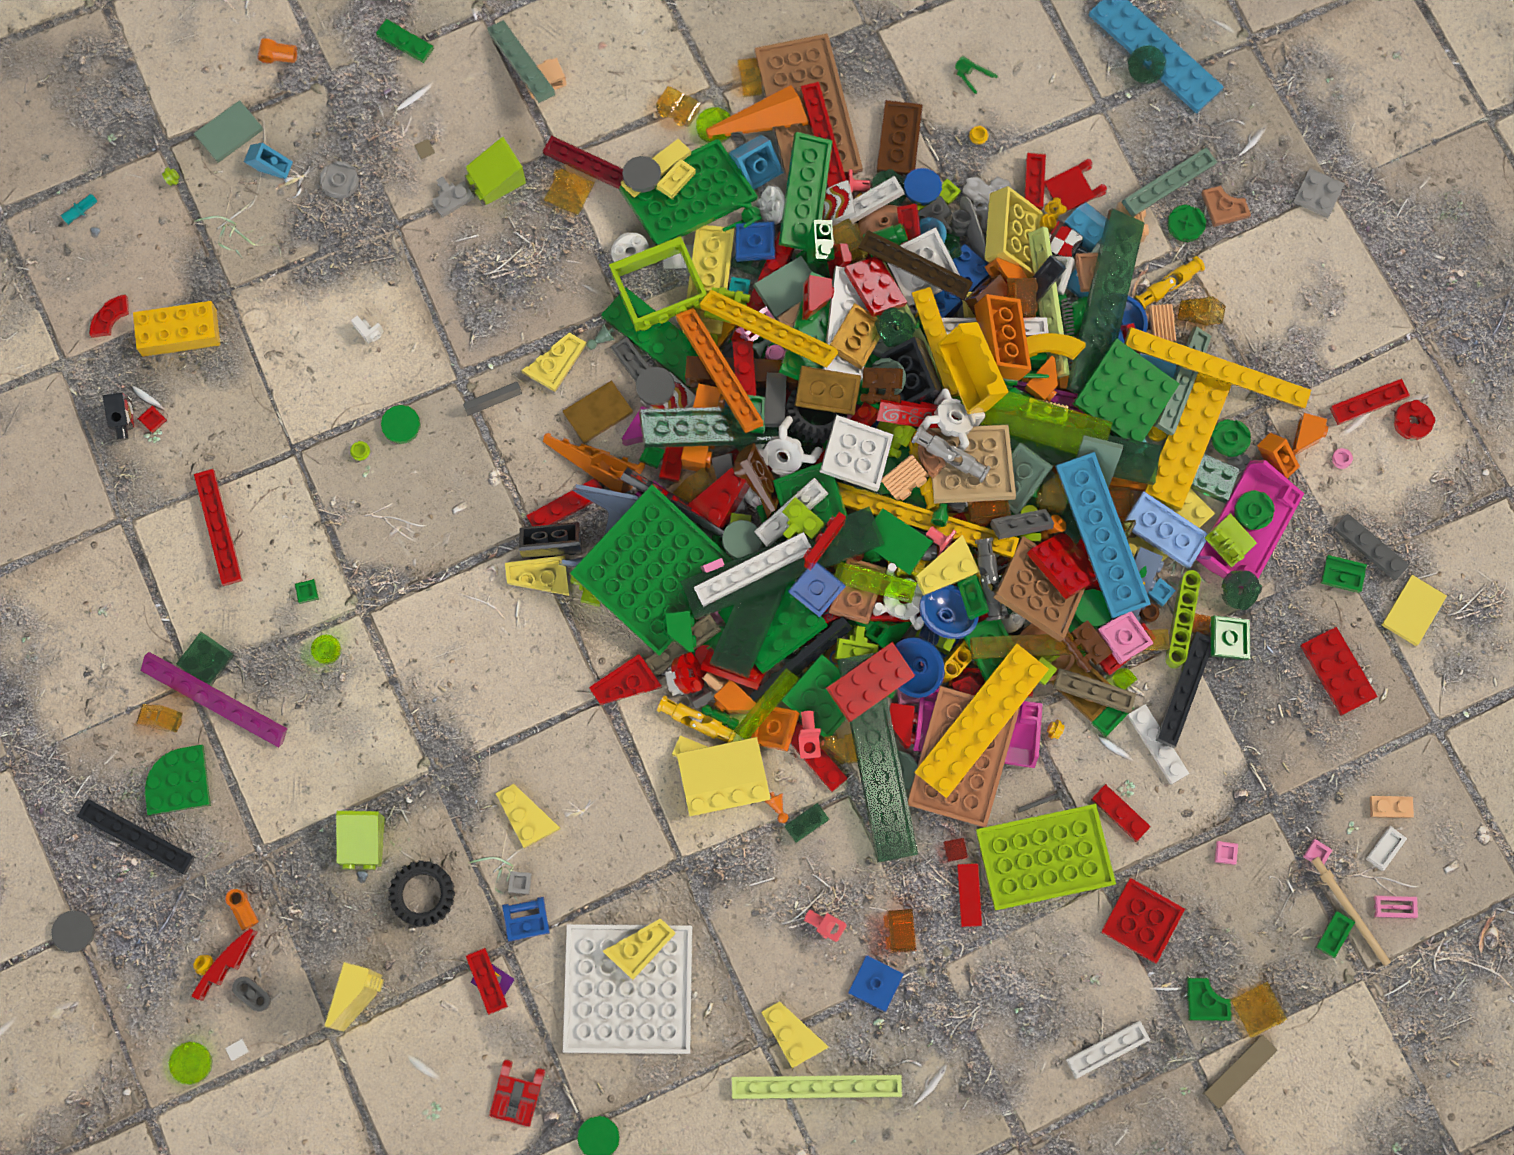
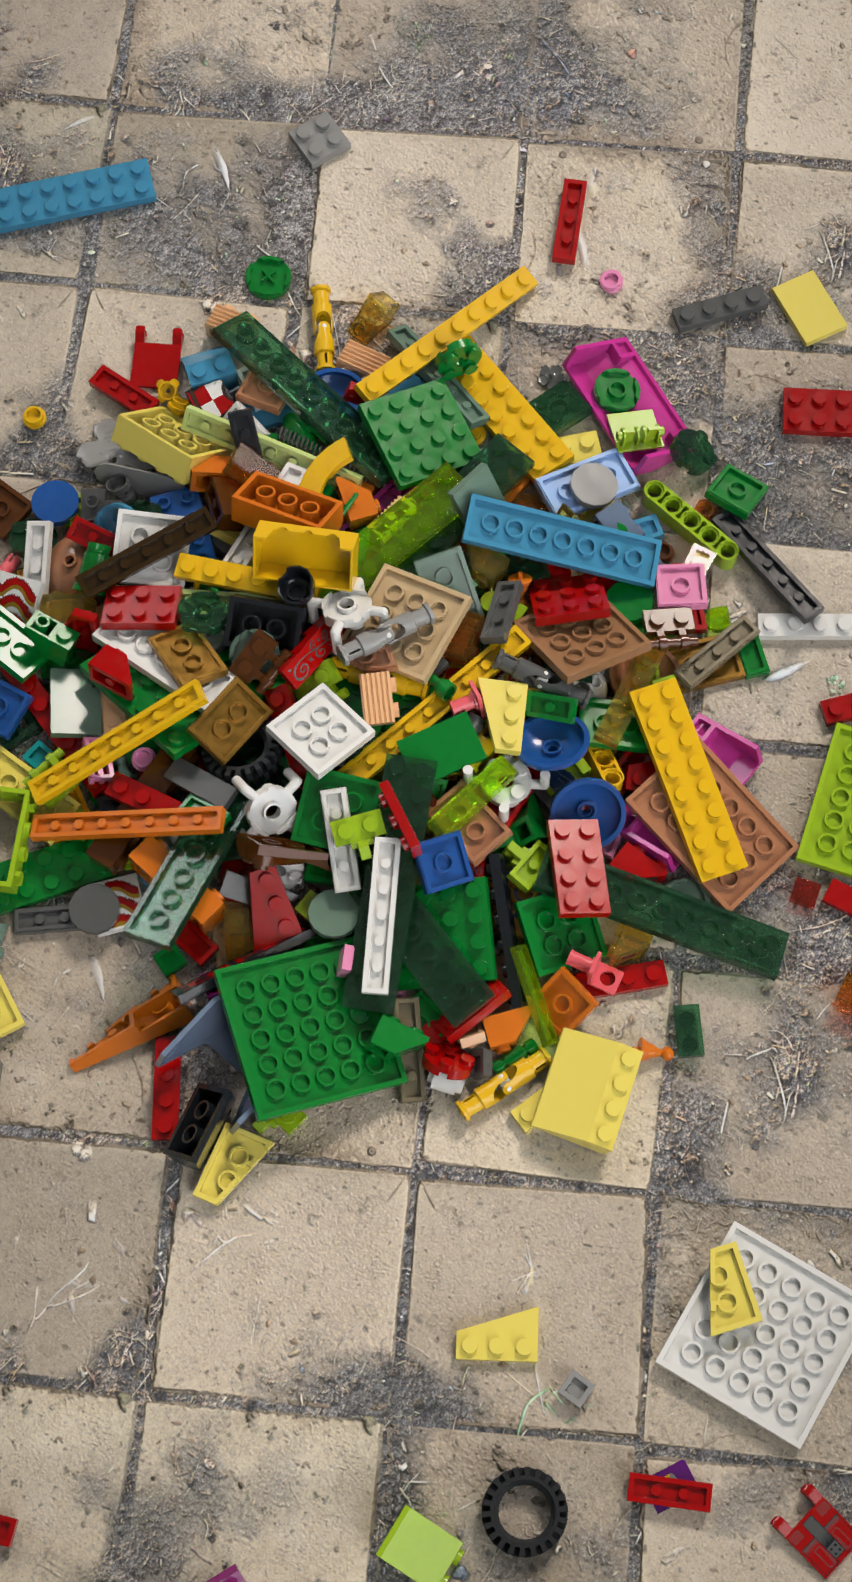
camera: 55 degrees left, 5 degrees down
(306, 591) = (80, 1448): green tile -> none
(326, 649) = (166, 1463): clear neon green plate -> none
(526, 926) = (630, 1409): blue plate -> none
(597, 412) = (80, 991): pearl gold tile -> none
(625, 681) = (413, 1136): red wing -> none
(634, 433) = (134, 961): magenta slope -> none
(825, 924) = (813, 1074): coral bracket -> none
(946, 375) = (296, 586): none -> black hair
(949, 192) = (78, 480): lime plate -> none
(1055, 729) = (733, 716): yellow plate -> none
(1057, 795) = (805, 754): dark grey piece -> none
(1137, 60) = (65, 201): clear green plate -> none
(1165, 534) = (593, 485): none -> light grey tile
(1169, 182) = (216, 265): sand green plate -> none
(1201, 386) = (458, 359): none -> green plate
(1224, 208) = (275, 234): nougat tile -> none
(1231, 438) = (526, 368): green tile -> none
(1278, 454) = (570, 332): orange slope -> none
(1309, 432) = (566, 294): orange slope -> none
(1343, 574) = (733, 349): green plate -> none
(1421, 412) = (617, 183): red plate -> none

